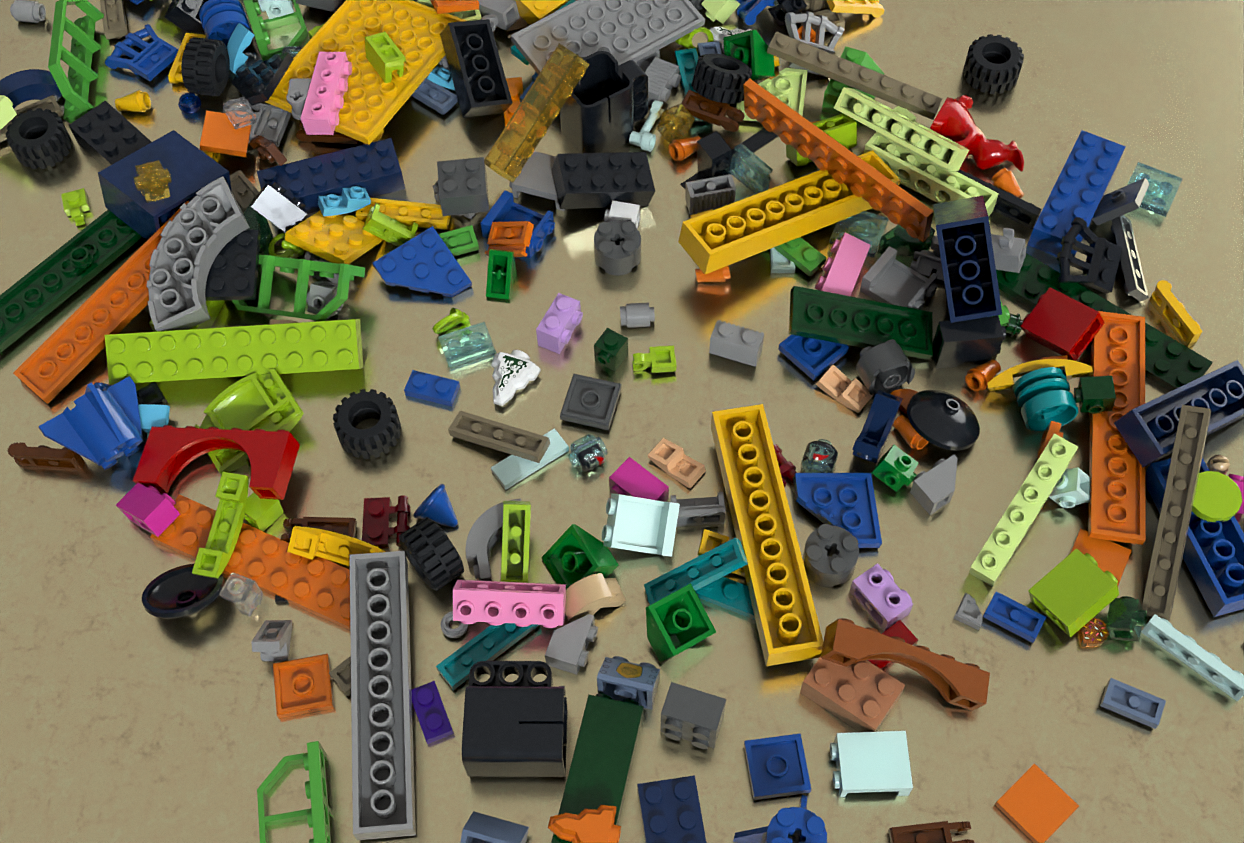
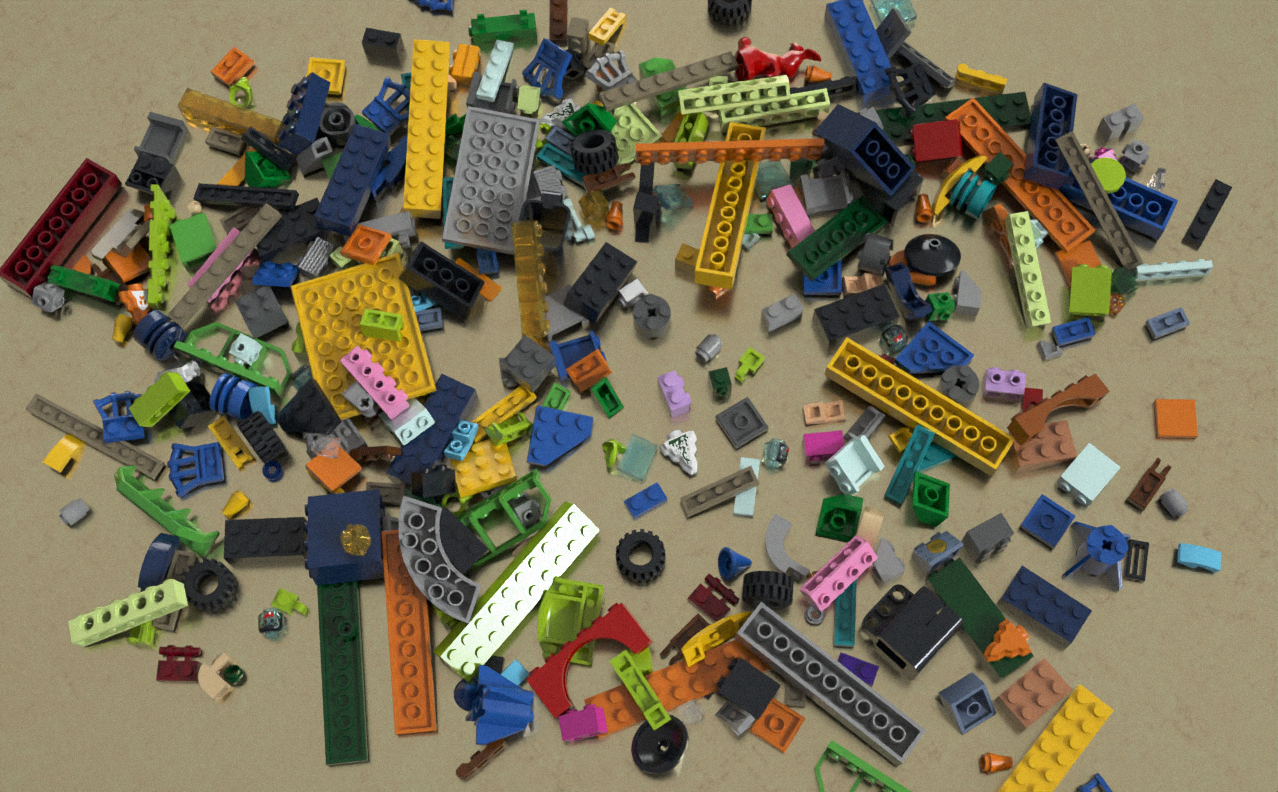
camera: 45 degrees left, 10 degrees up
(44, 206) = (271, 623): none -> head
(312, 620) = (747, 687): none -> black brick
(319, 148) = (409, 422): none -> light aqua panel
(515, 541) = (804, 539): lime brick -> none
(709, 193) = (666, 233): light grey brick -> none
(804, 405) = (855, 316): none -> black brick

